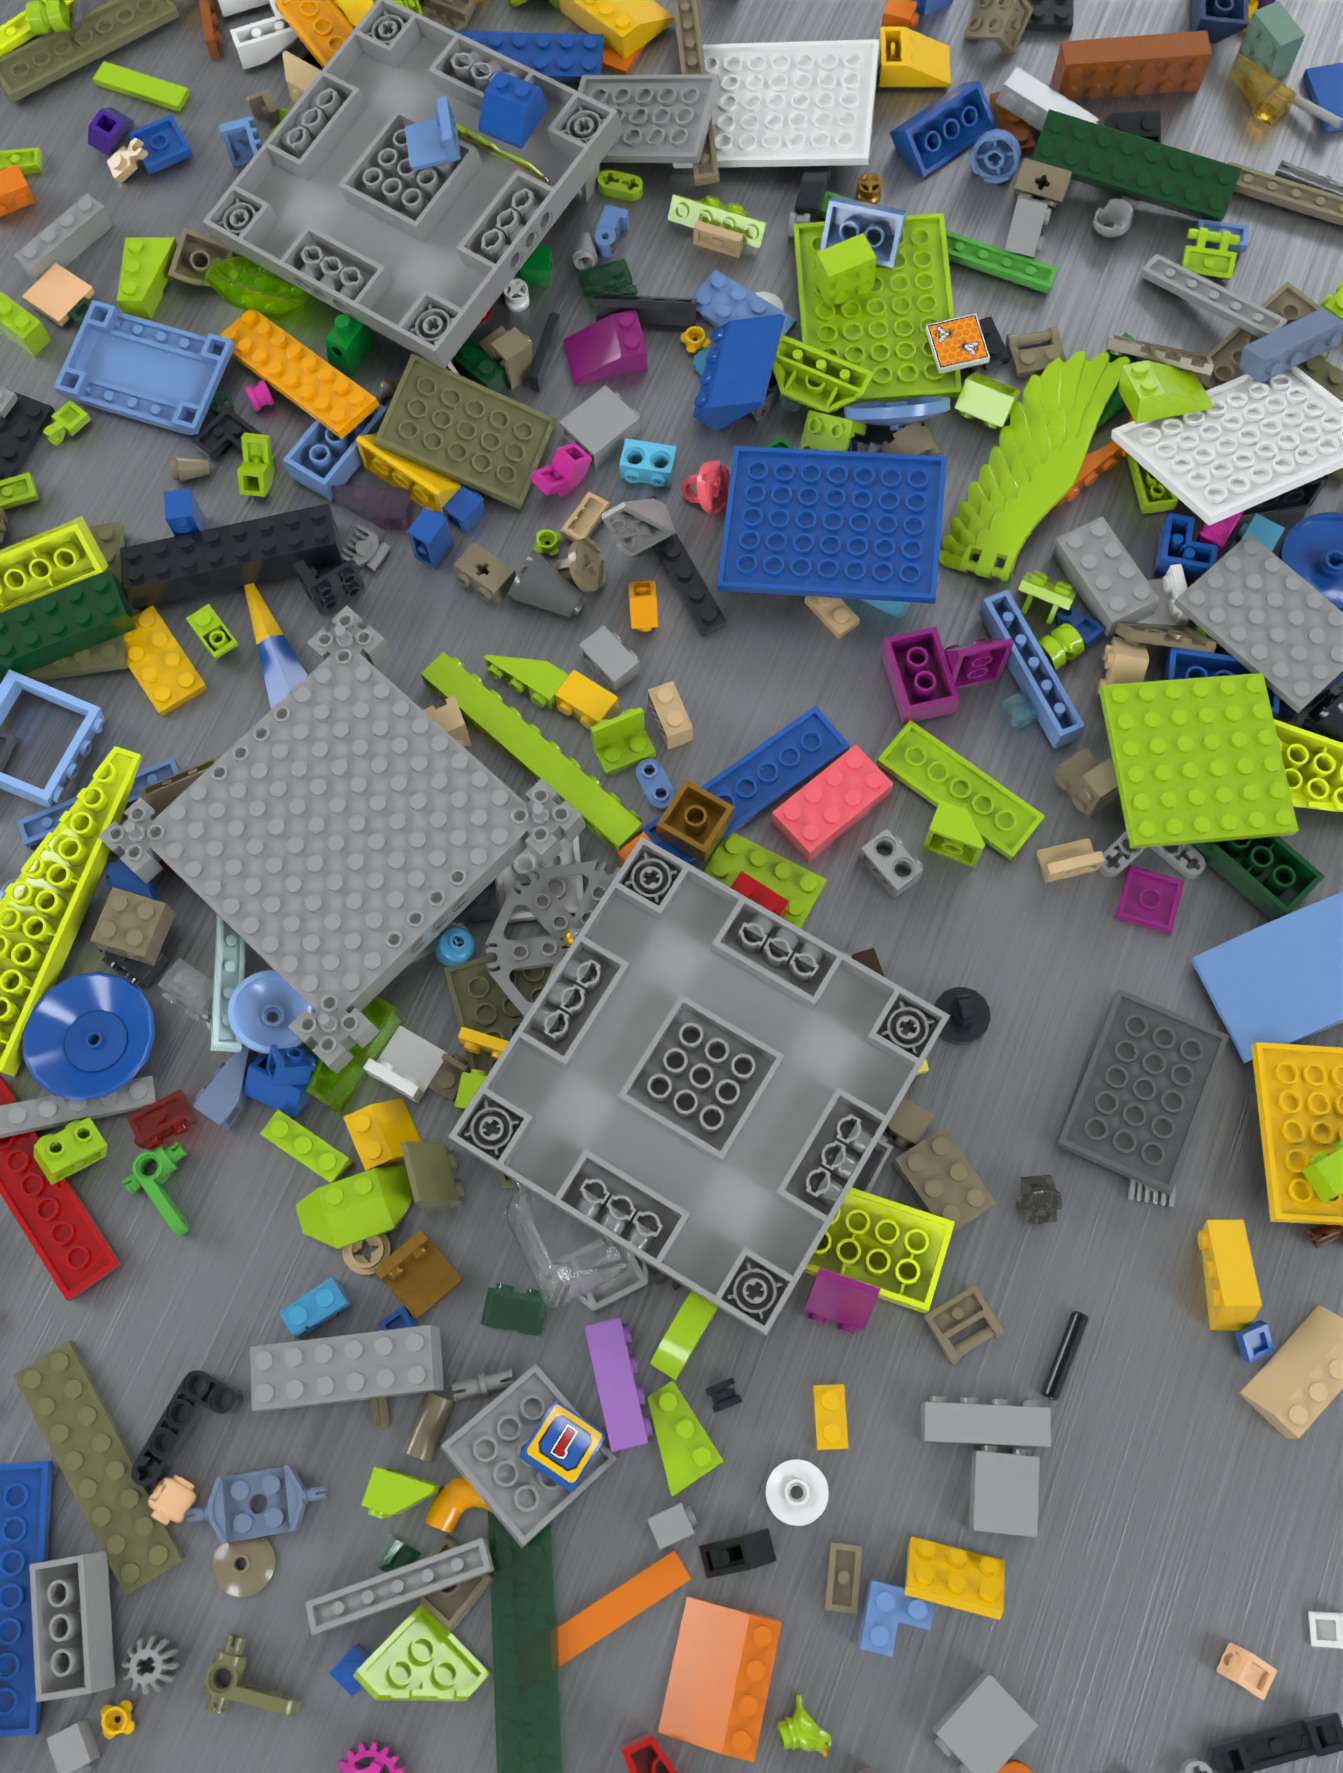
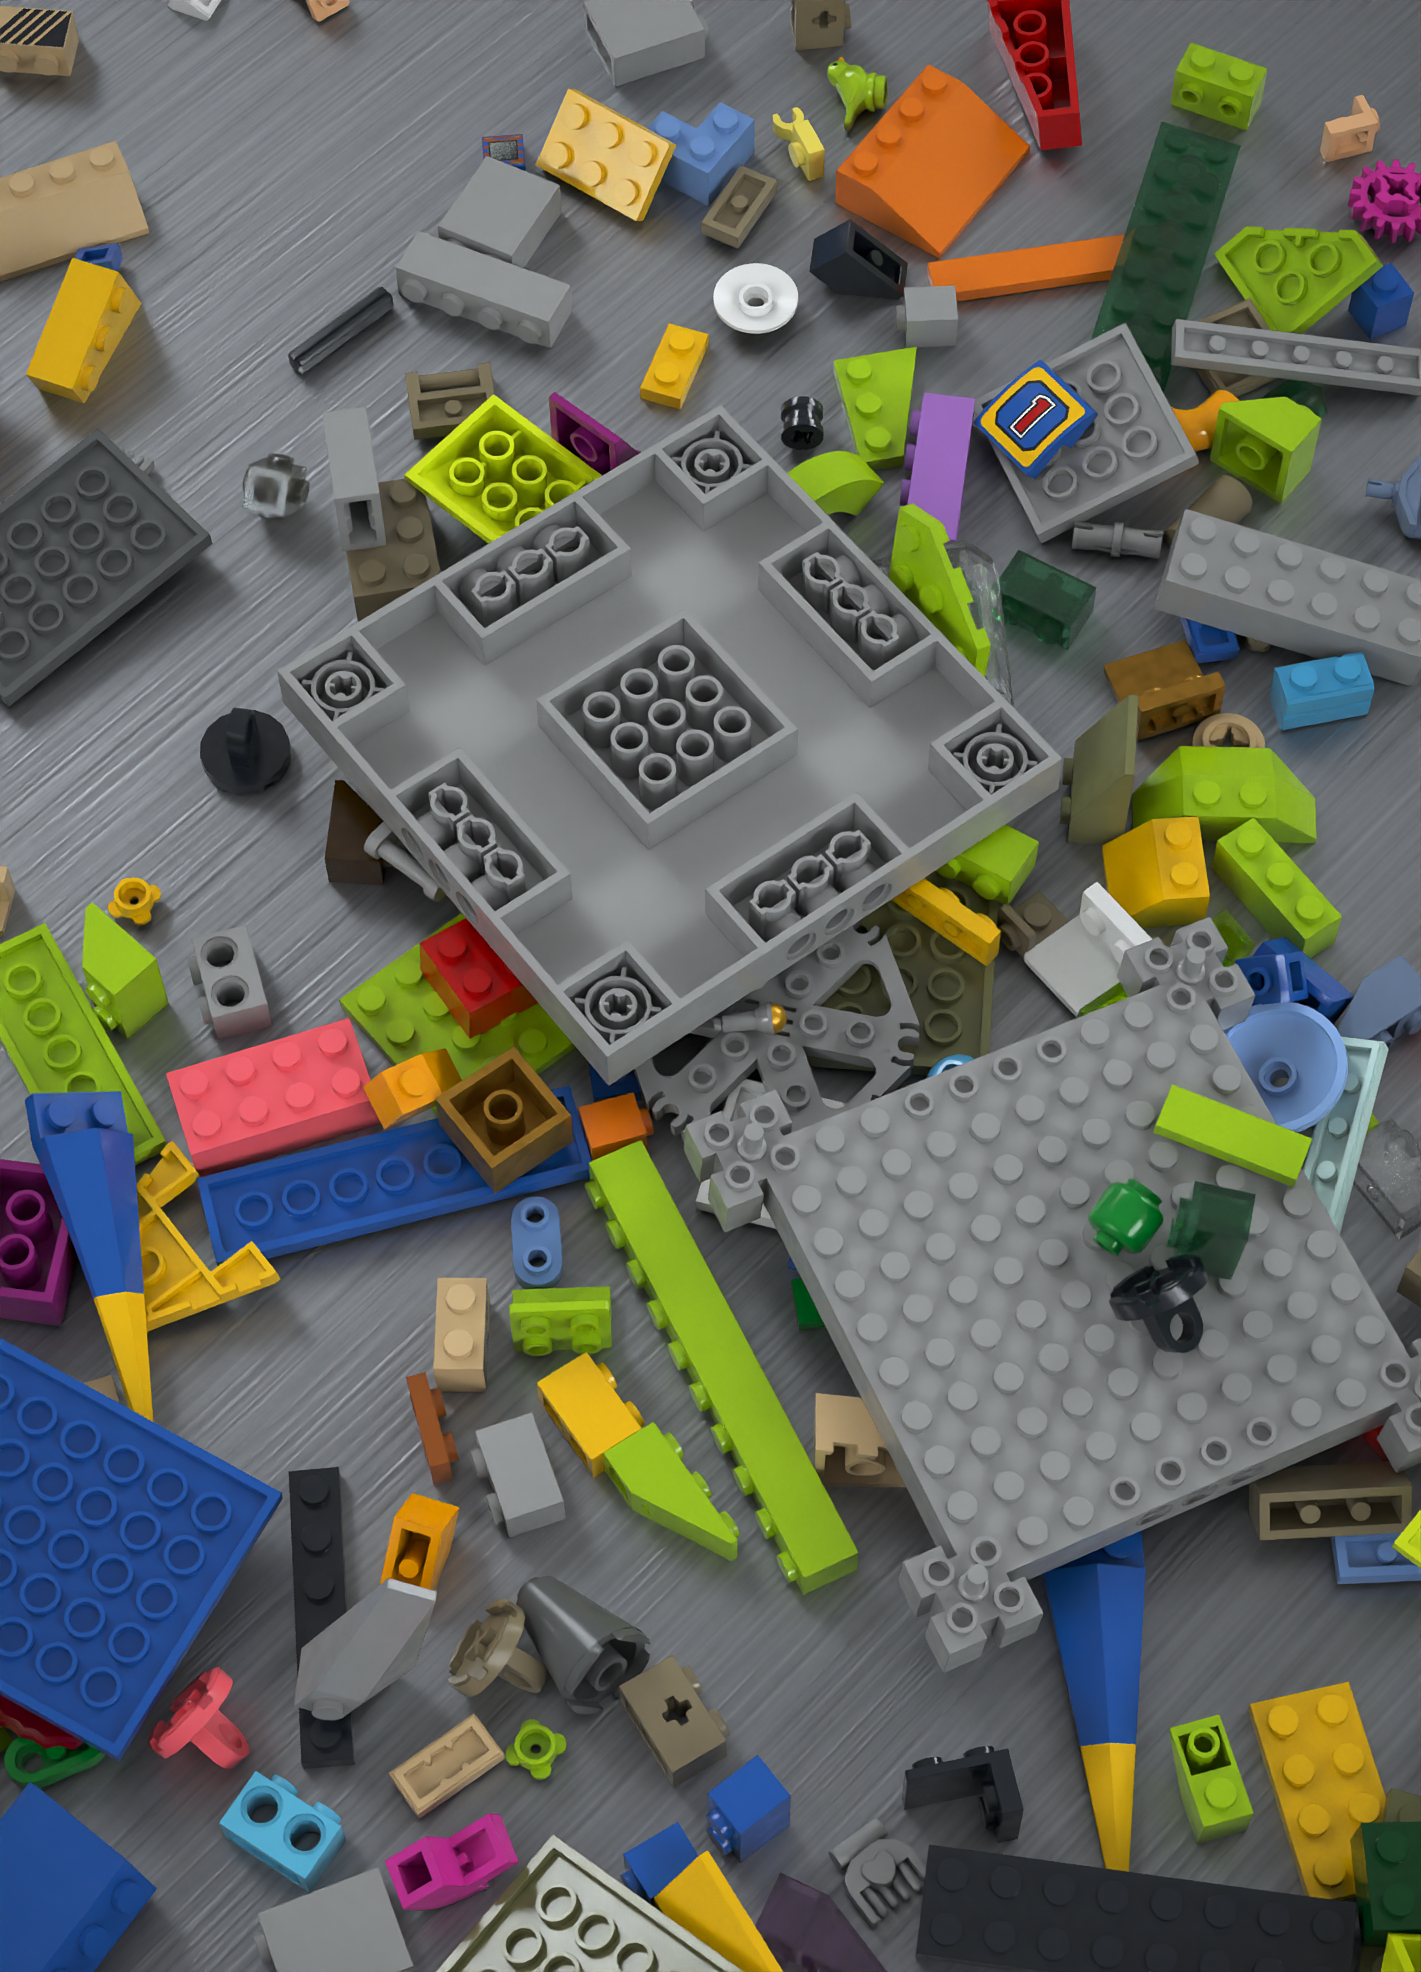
camera: 160 degrees left, 10 degrees down
(266, 846) = (1212, 1226): none -> clear green brick
(275, 924) = (1232, 1135): none -> lime tile
(287, 804) = (1160, 1296): none -> black tile
(319, 845) = (1126, 1217): none -> green head
(583, 1244) = (928, 580): none -> lime plate
(659, 658) = (438, 1447): none -> dark orange plate
(751, 823) = (411, 1086): none -> light orange slope
(818, 1650) = (805, 147): none -> light yellow plate
(848, 692) = (173, 1274): none -> yellow wing
(902, 713) = (93, 1179): none -> blue plate
(978, 890) = (131, 889): none -> yellow plate
(980, 1188) = (354, 478): none -> light grey brick
(1031, 1561) = (505, 149): none -> tile

